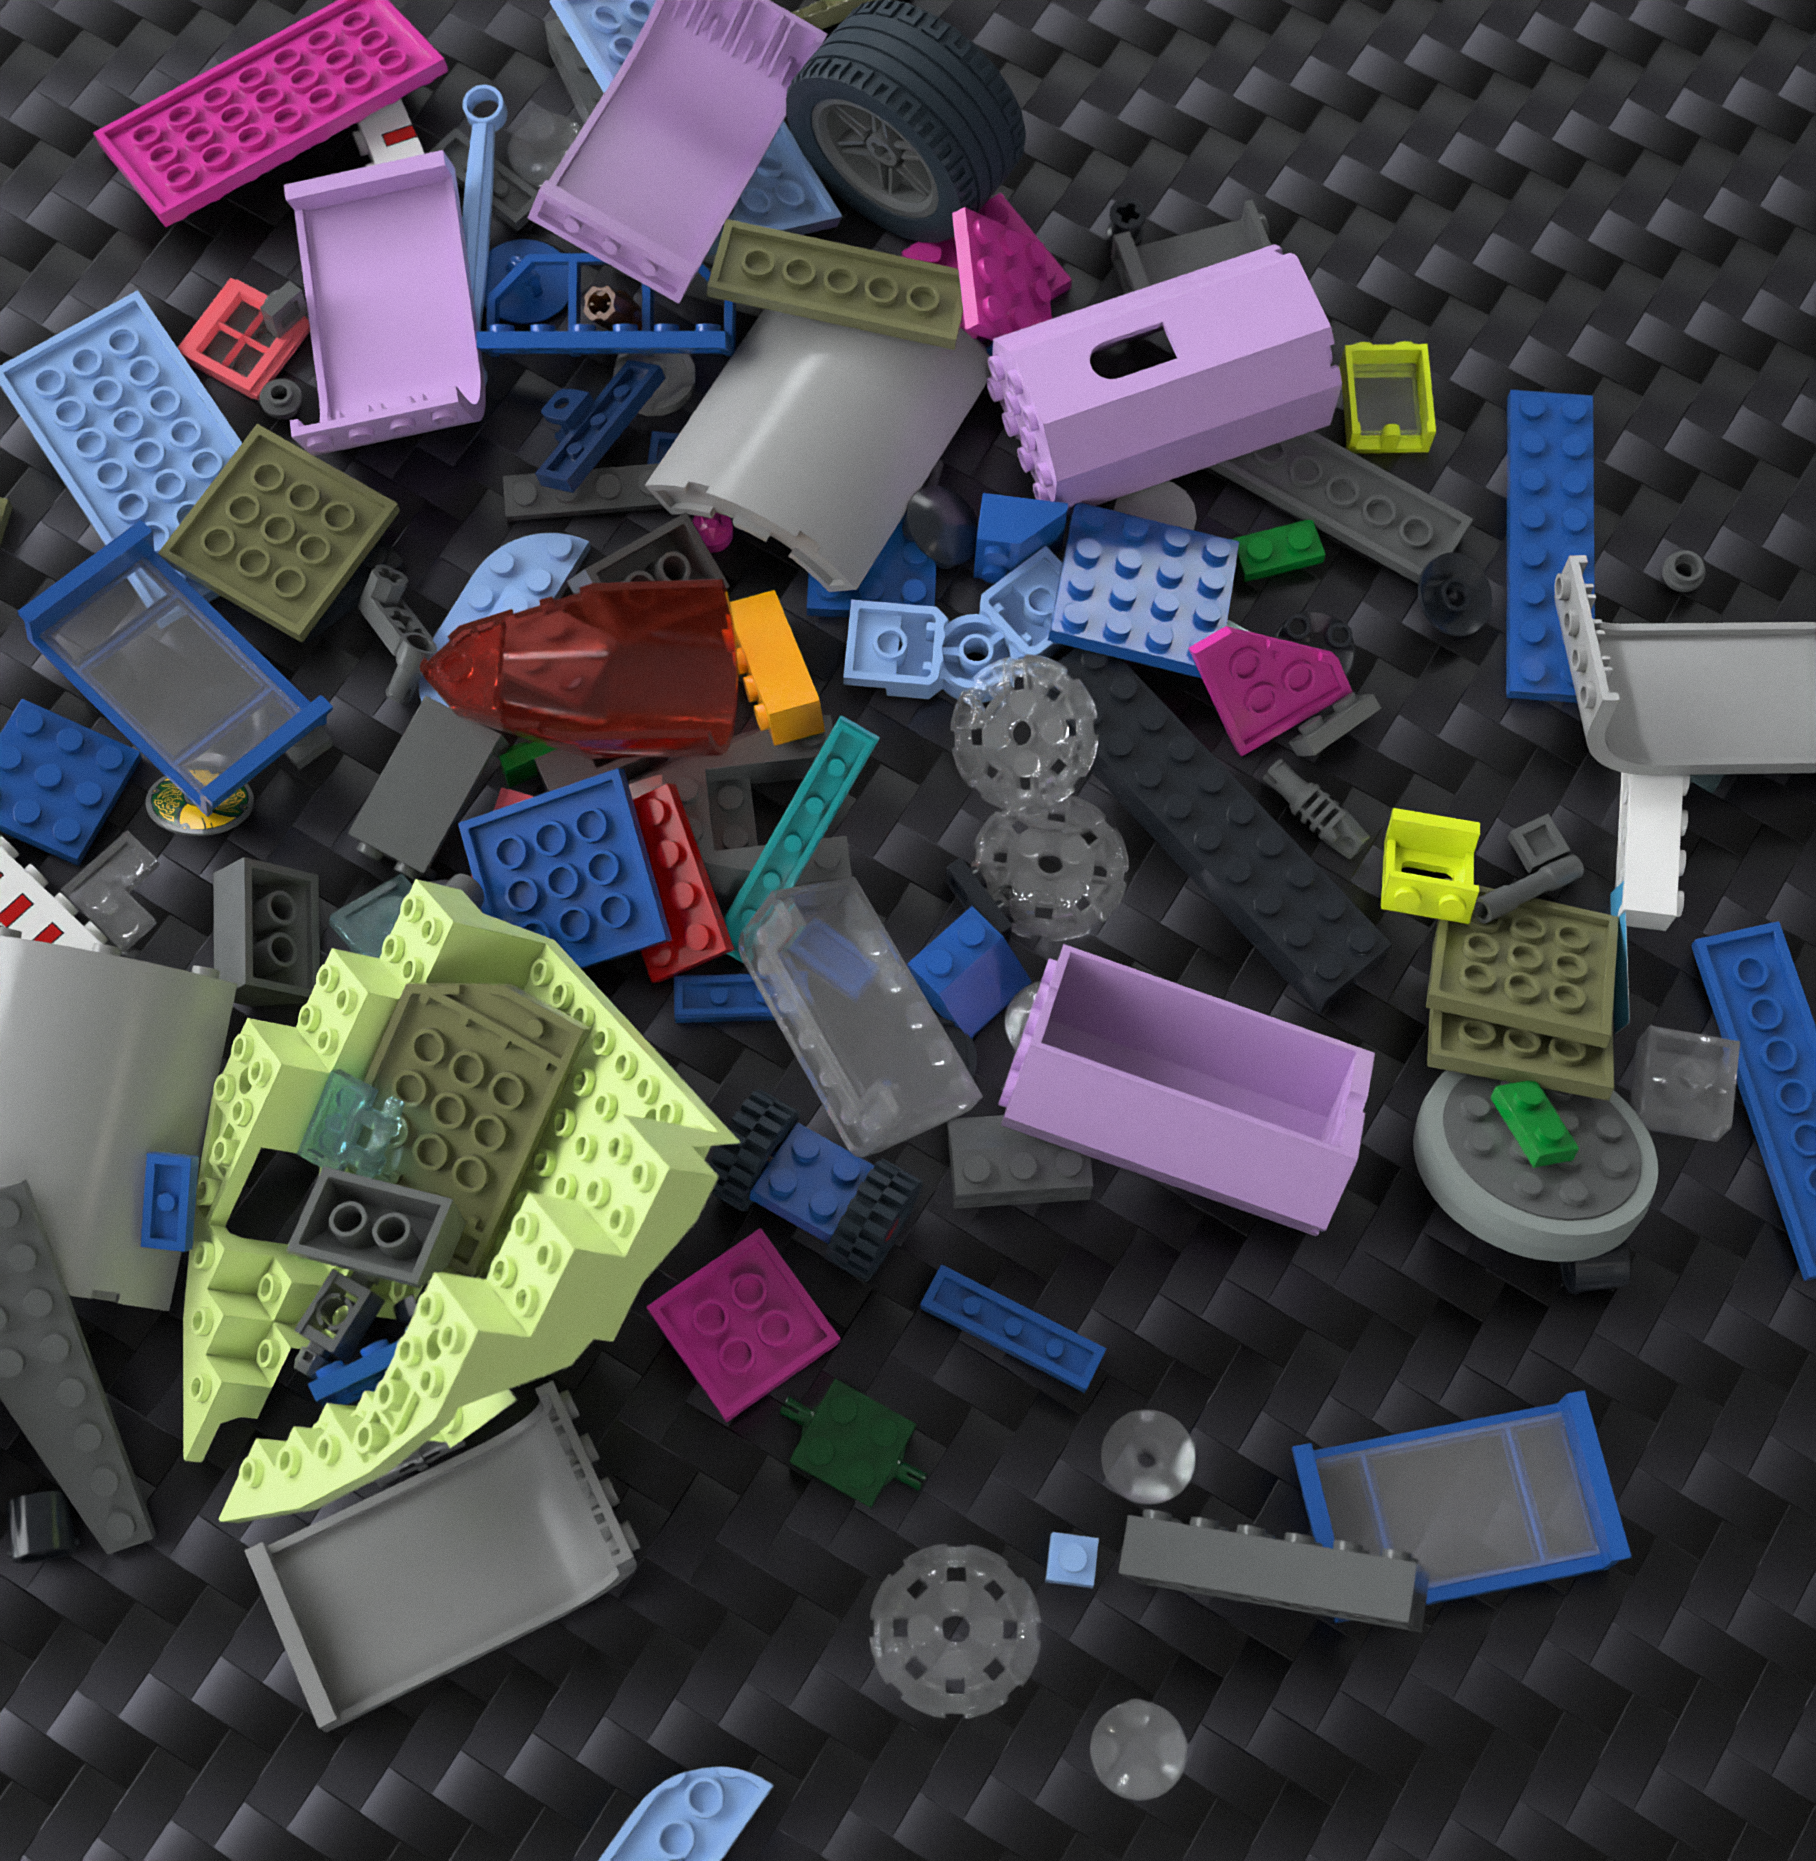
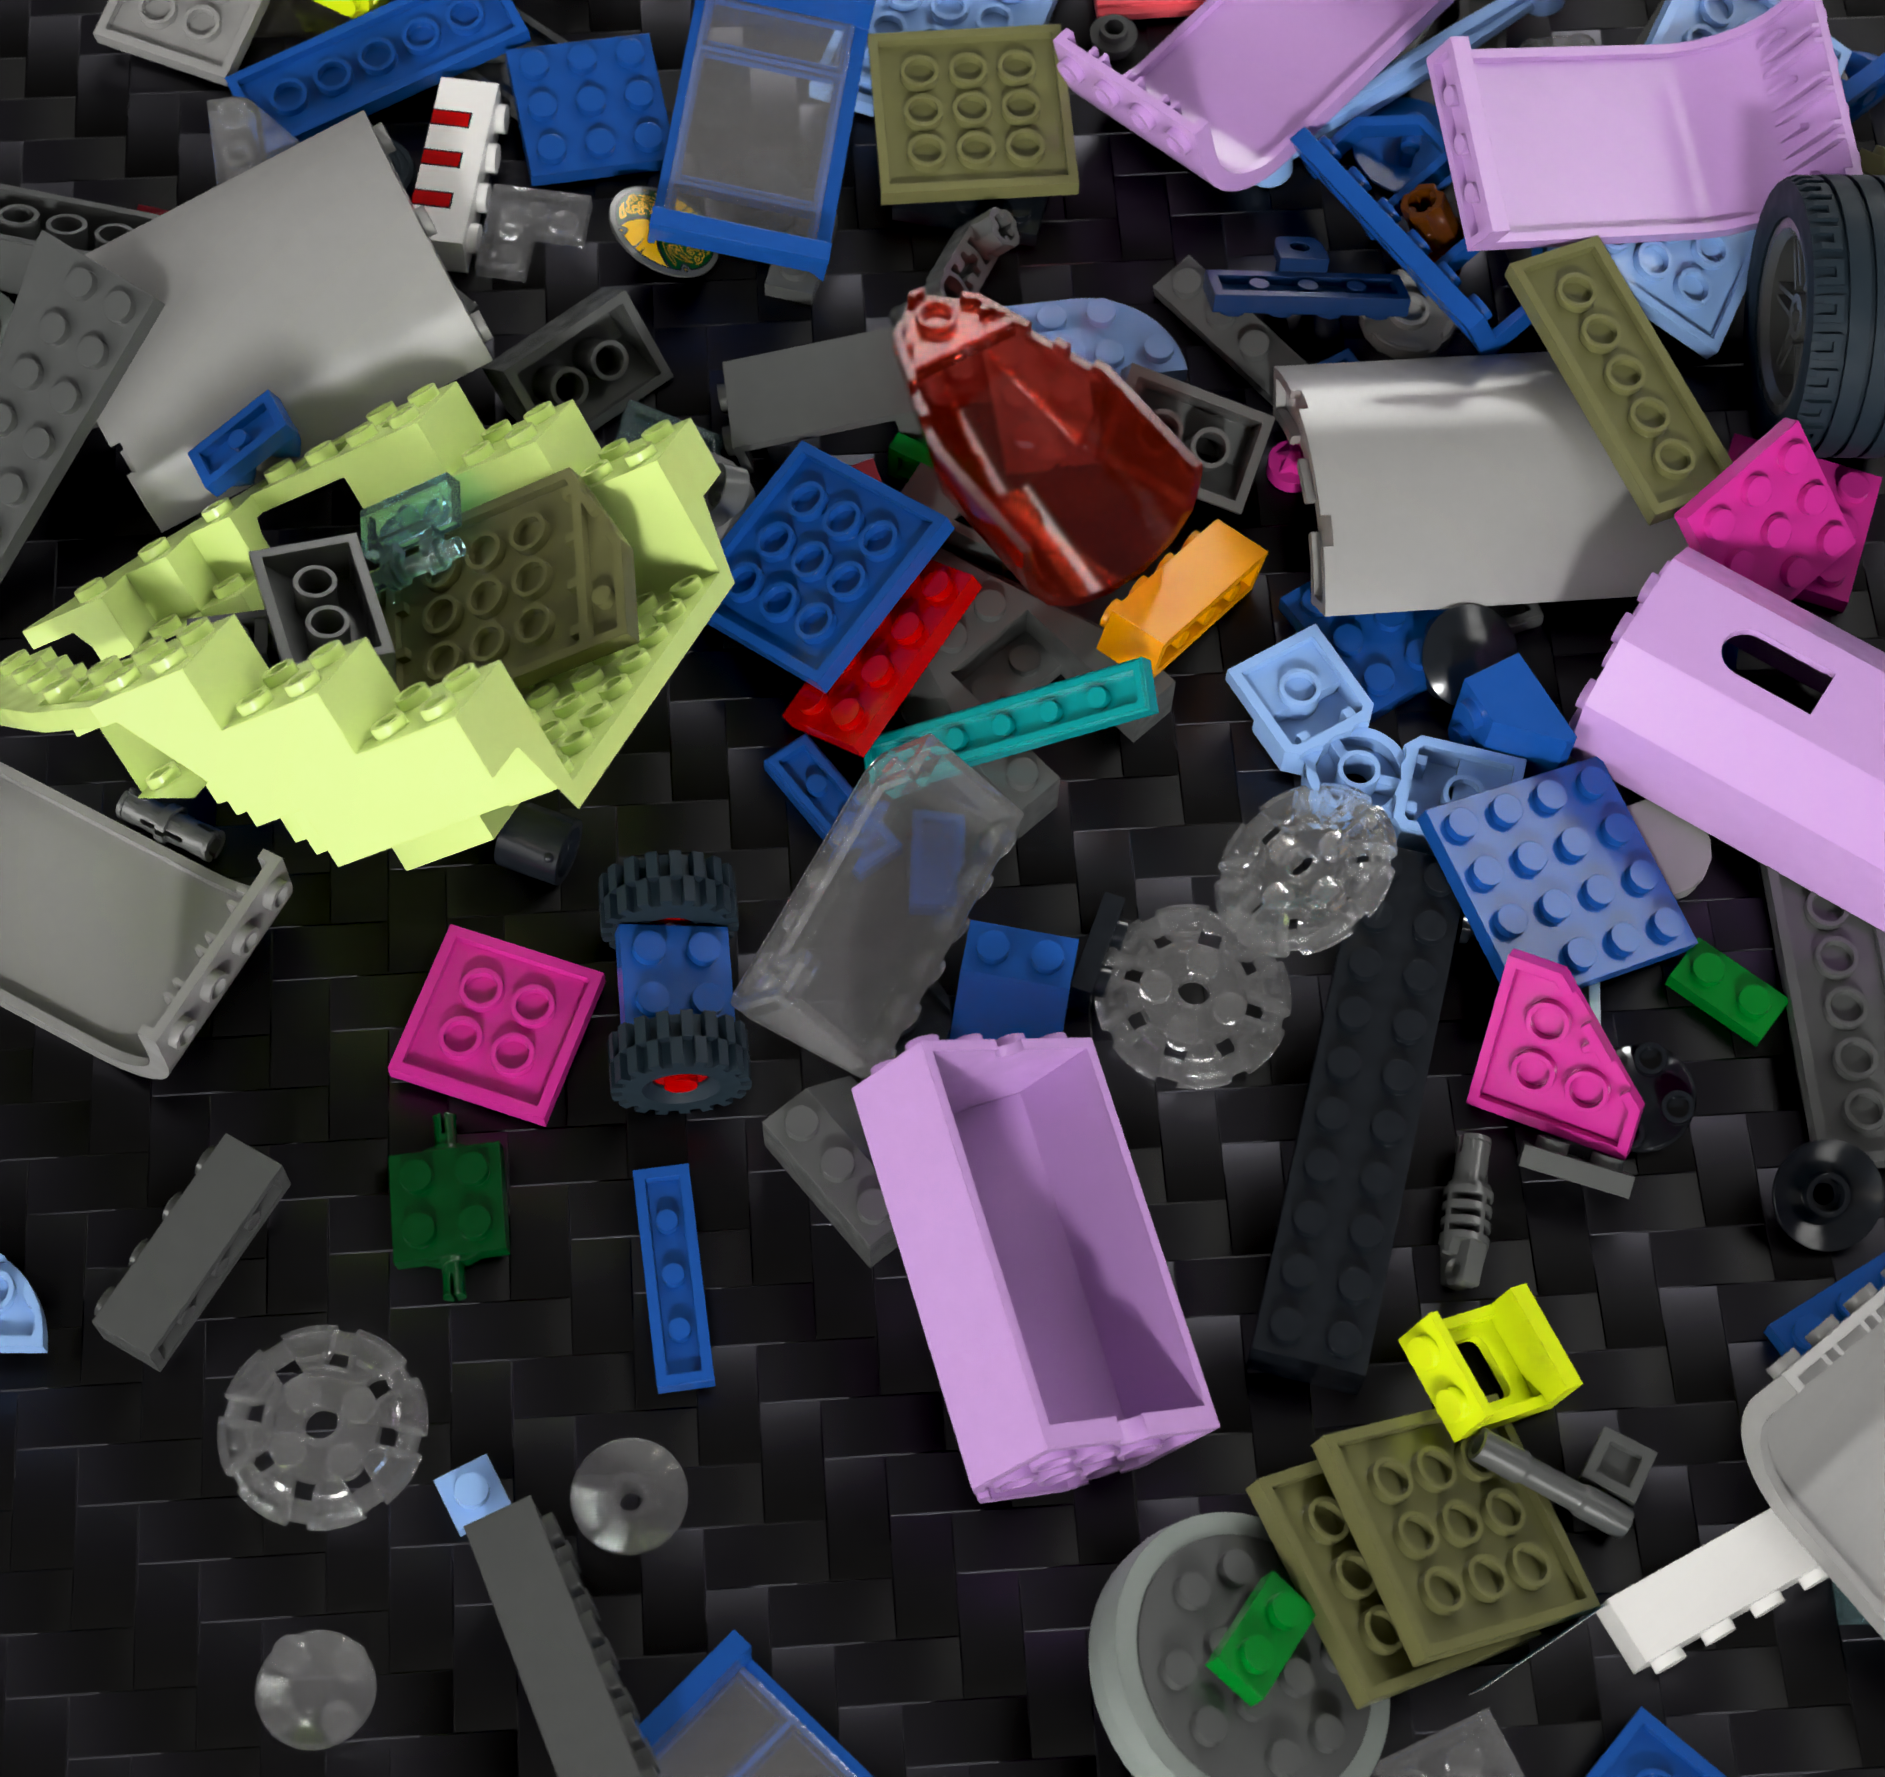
camera: 55 degrees right, 5 degrees down
(766, 1640) = (190, 1251): none -> dark grey brick

